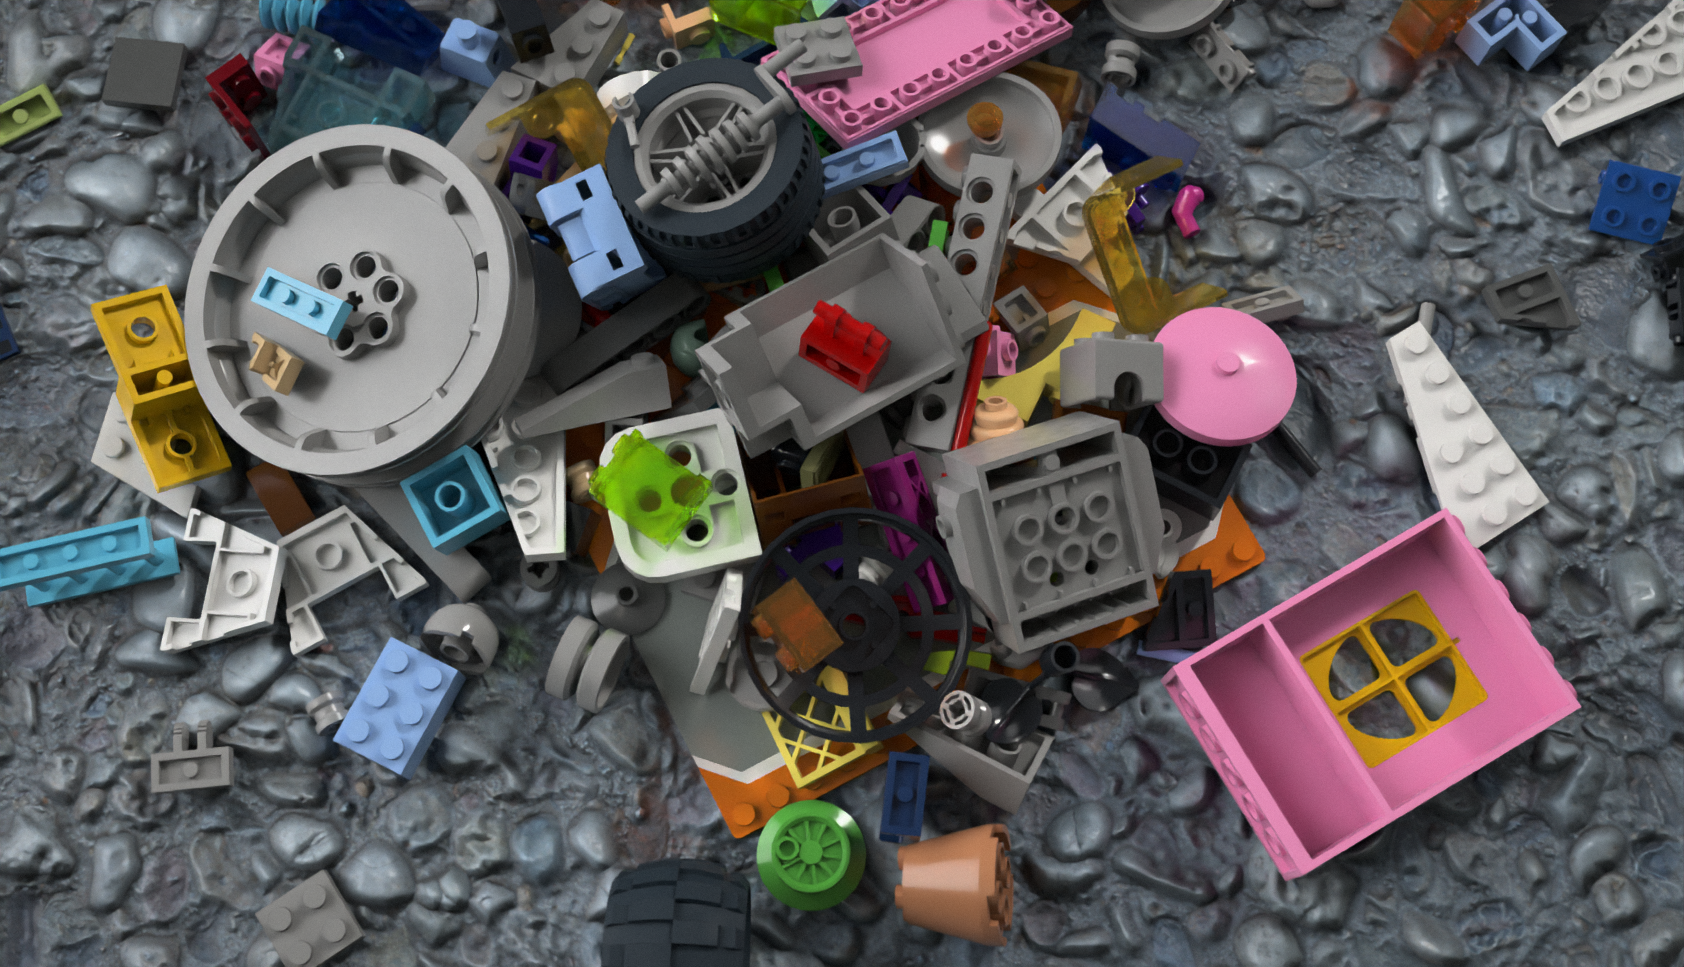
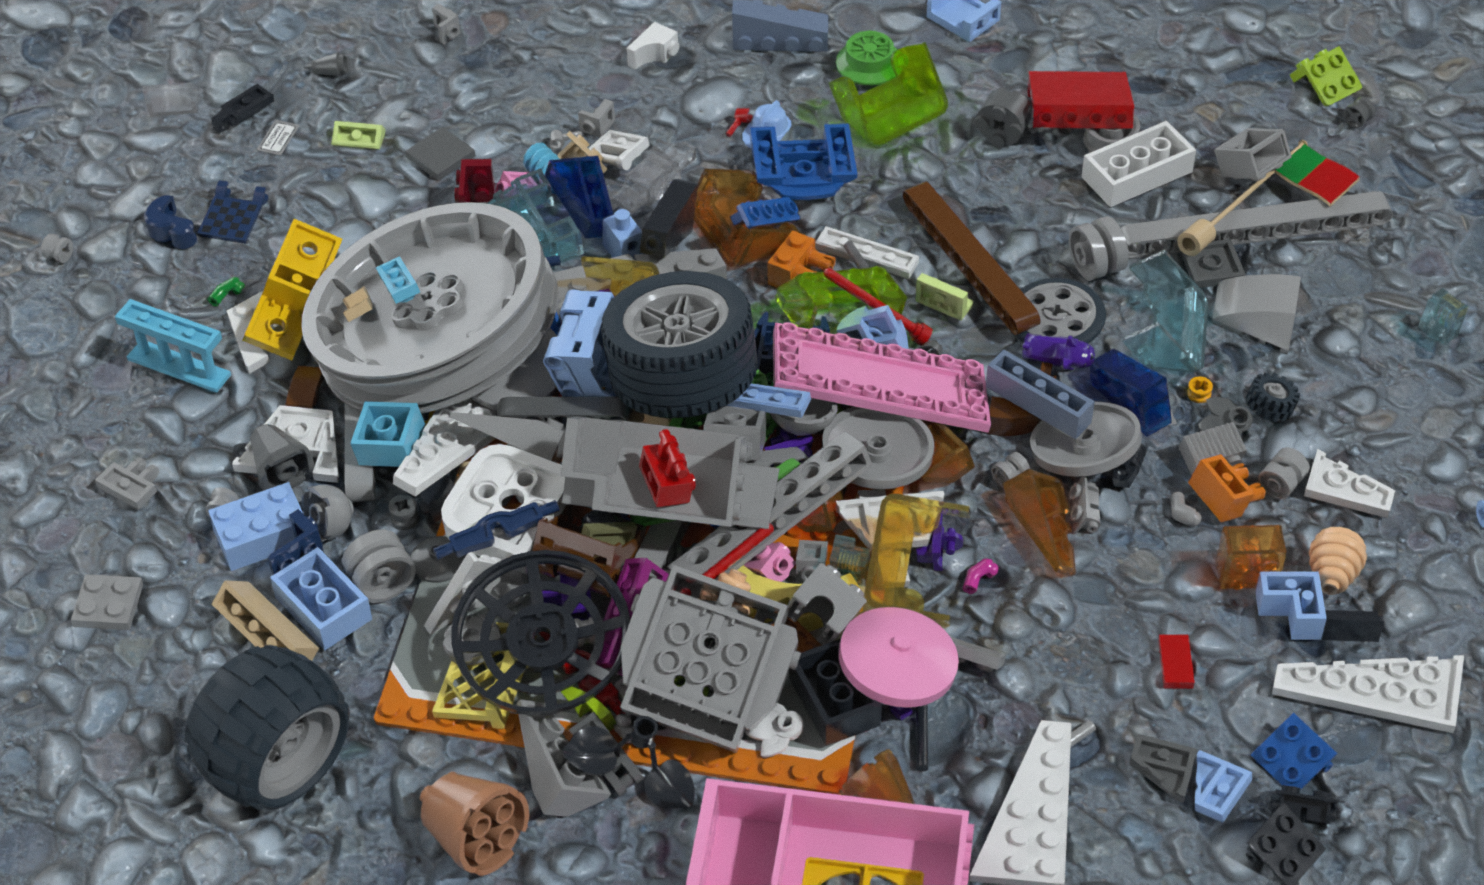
camera: 40 degrees right, 25 degrees down
(58, 431) = (223, 289): none -> green arm
(240, 585) = (235, 415): white wing -> none
(343, 612) = (279, 457): none -> dark grey cone
(495, 707) = (305, 540): none -> dark blue bracket
(525, 827) = (260, 619): none -> tan brick
(556, 746) = (321, 598): none -> light blue brick
(628, 115) = (652, 276): light grey hand -> none
(649, 489) = (488, 478): clear neon green panel -> none
(688, 29) = (761, 299): light nougat bracket -> none
(698, 561) = (481, 534): none -> dark blue piece
(723, 145) = (691, 313): light grey piece -> none
(795, 628) = (497, 592): clear orange brick -> none
(811, 855) = (405, 753): bright green wheel -> none
(829, 53) = (808, 334): light grey plate -> none
(904, 798) = (485, 743): dark blue panel -> none
(965, 713) = (562, 728): light grey wheel -> none
(985, 119) = (879, 431): clear orange plate -> none
(1067, 292) = (850, 558): none -> clear light blue piece
(1133, 137) = (988, 527): clear blue wedge -> none
(1180, 89) = (1041, 509): none -> clear orange wedge
(1184, 613) = (765, 769): black wing -> none
(1310, 533) = (879, 781): none -> clear orange cone
(1446, 174) = (1176, 661): none -> red tile
(1596, 289) = (1218, 786): none -> light blue wing

